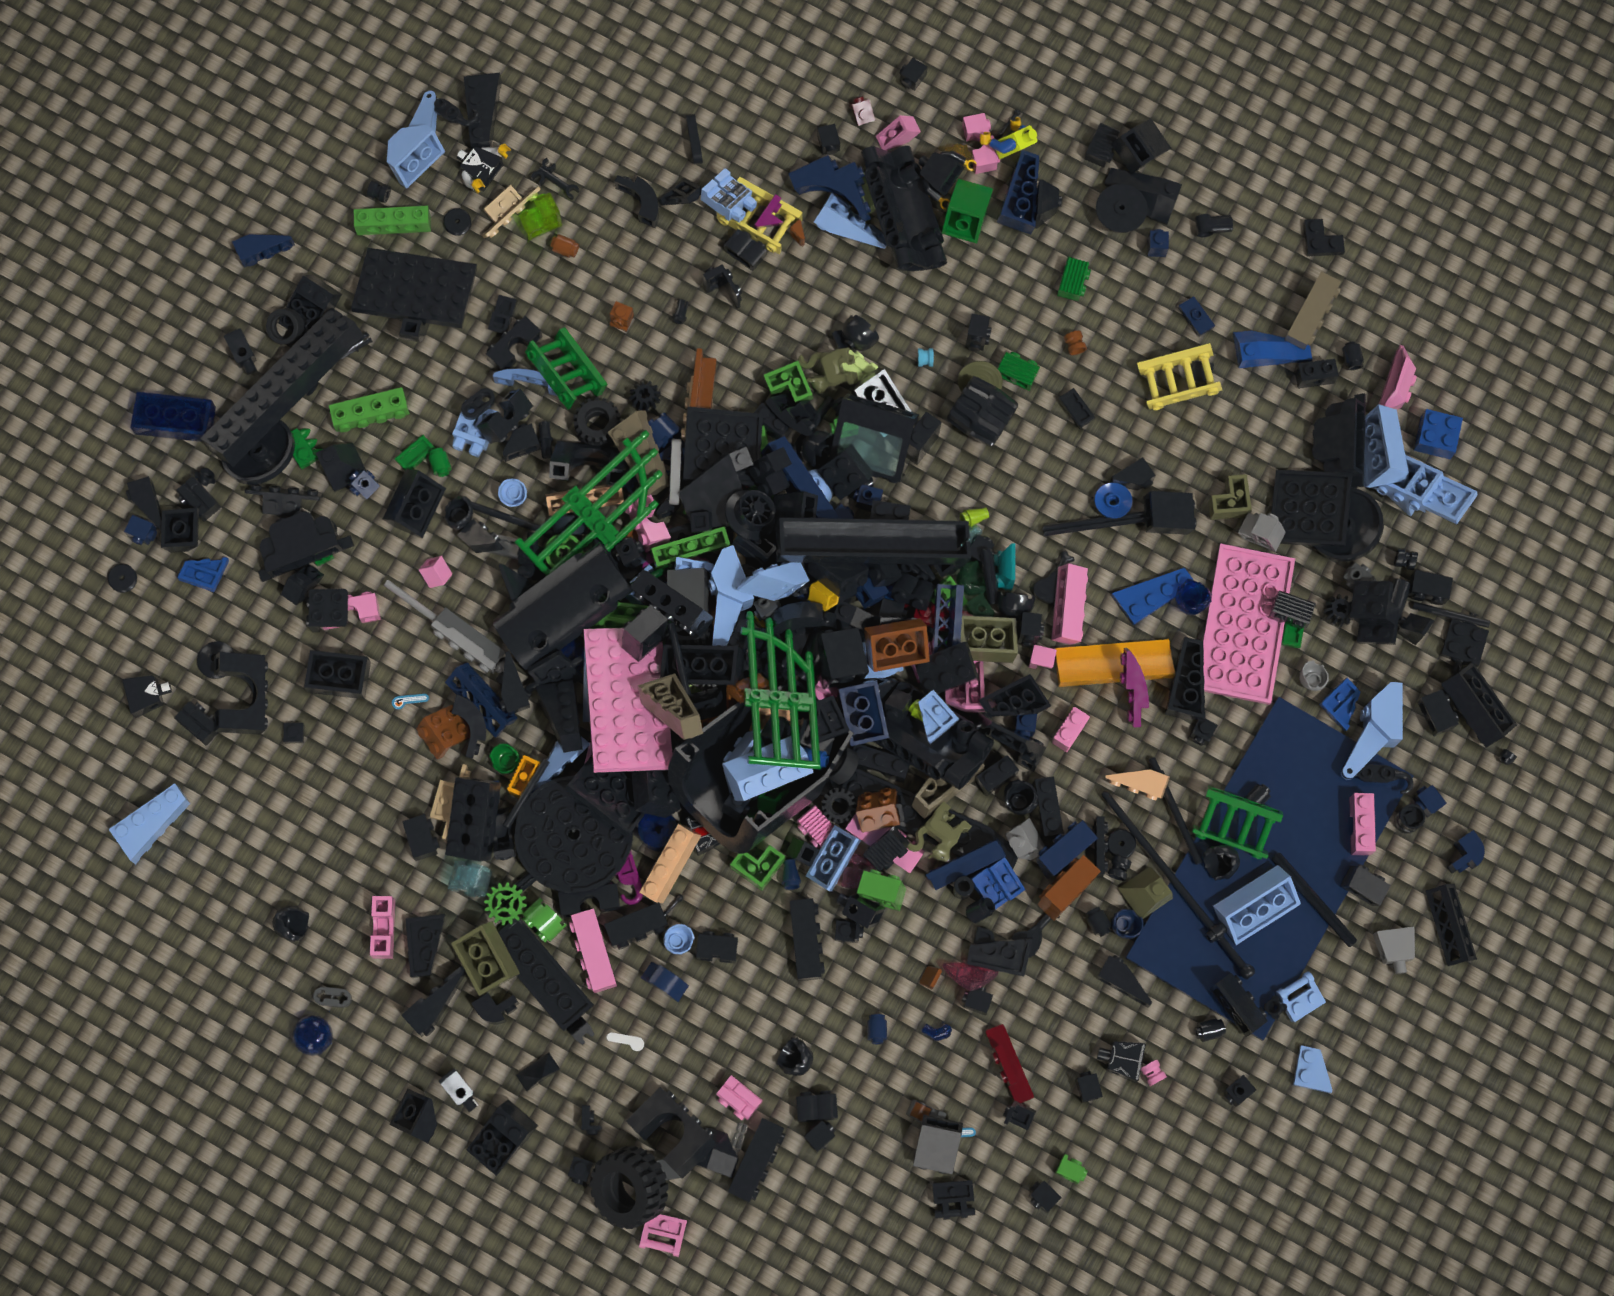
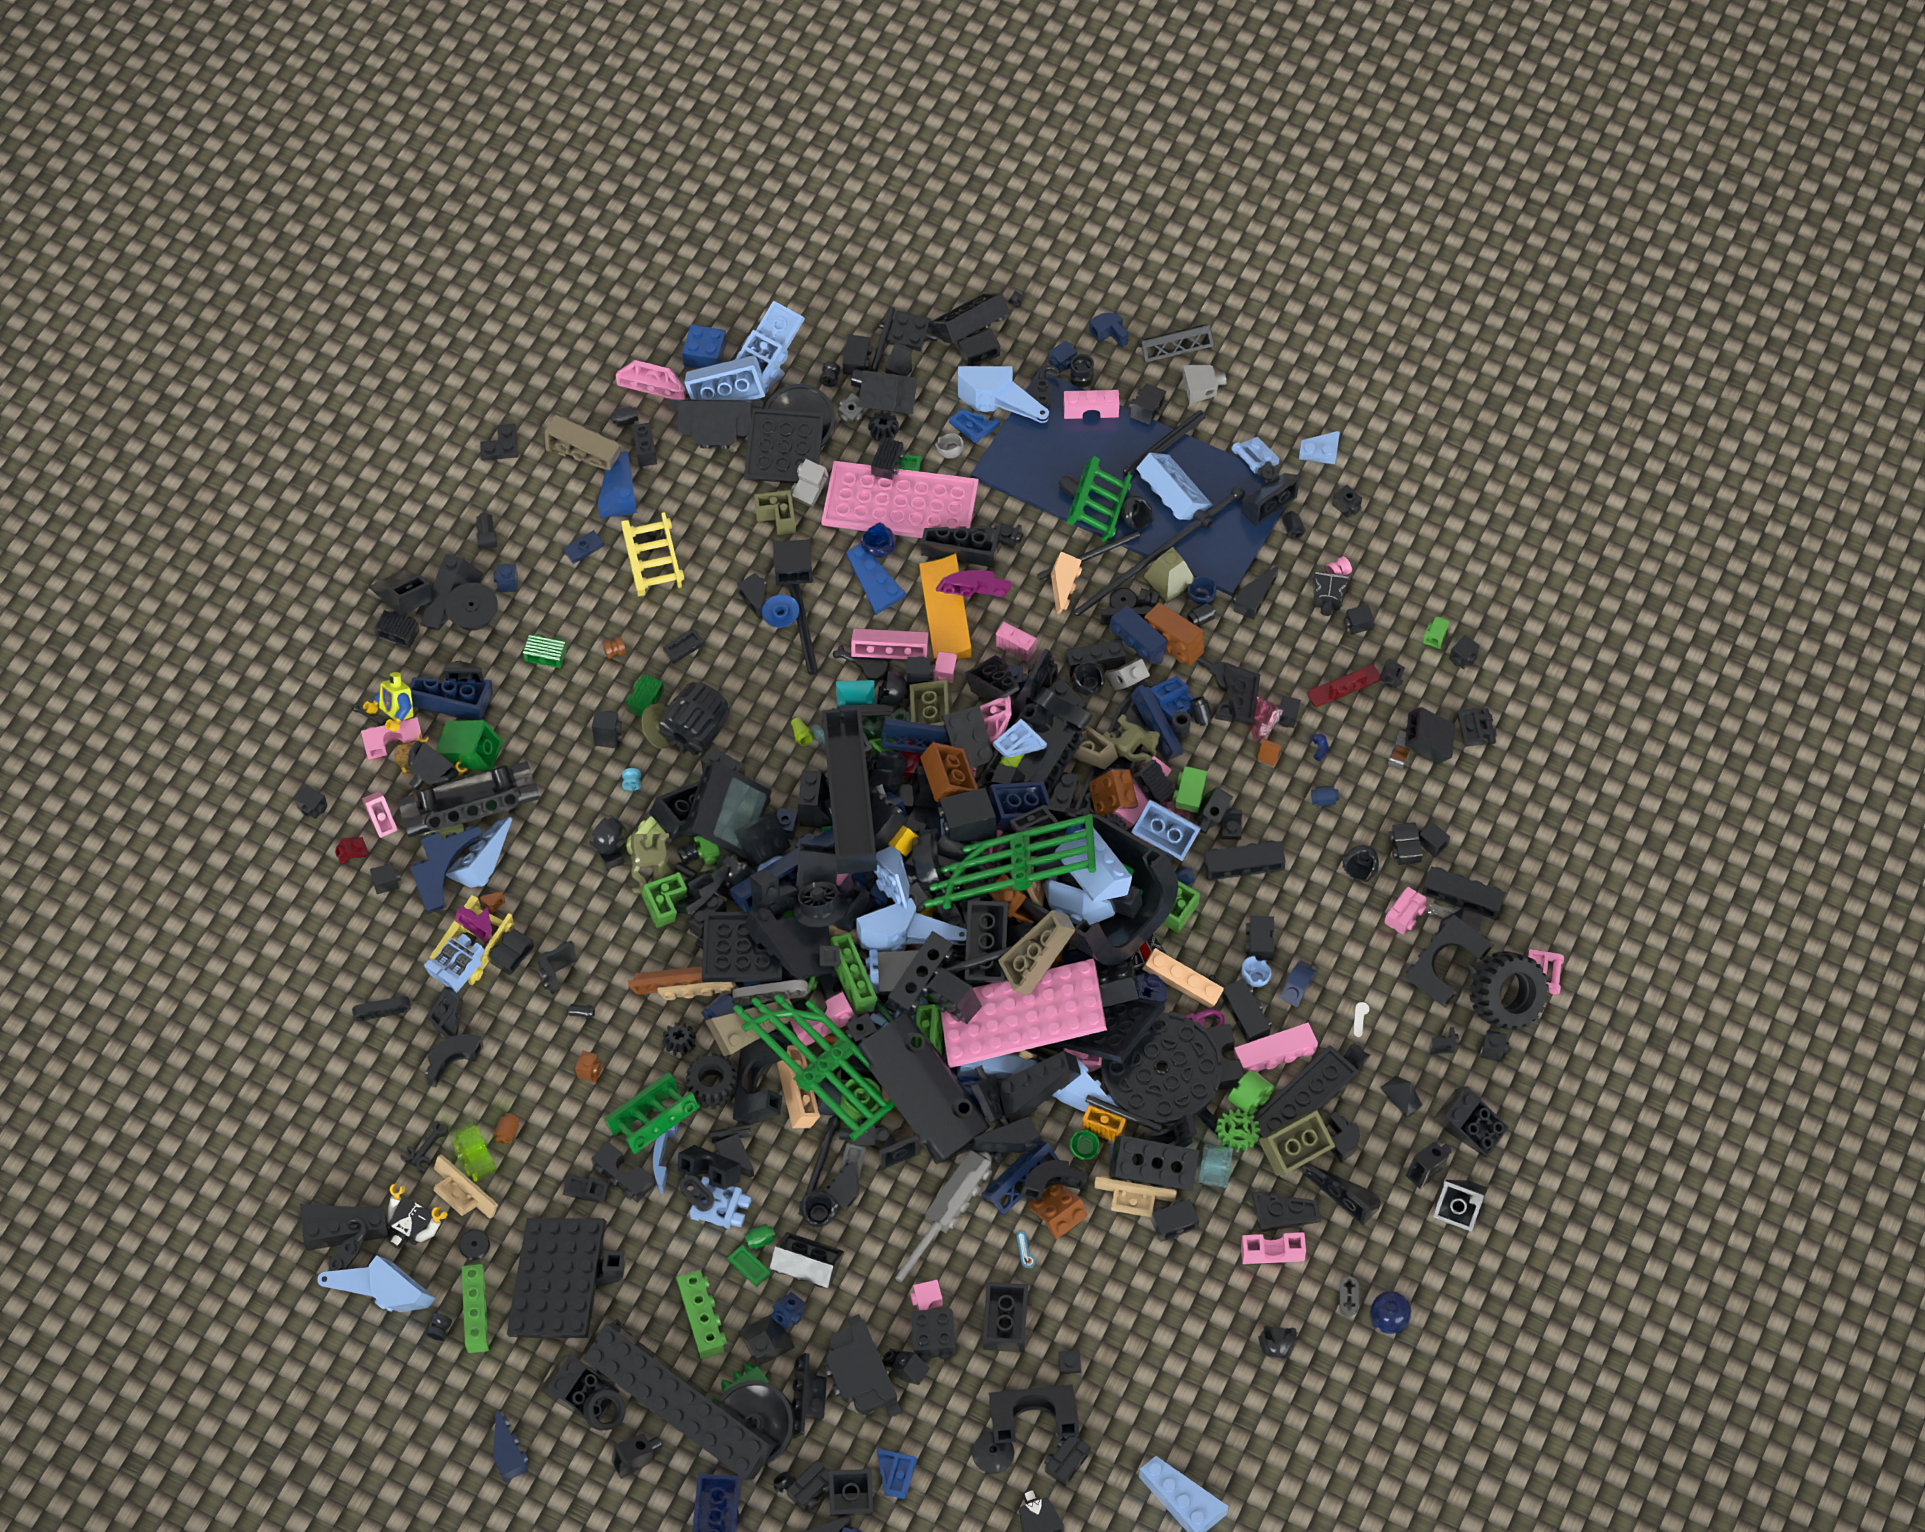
camera: 90 degrees left, 15 degrees down
(435, 571) = (883, 1231): bright pink panel -> none
(512, 492) = (792, 1160): light blue hair -> none

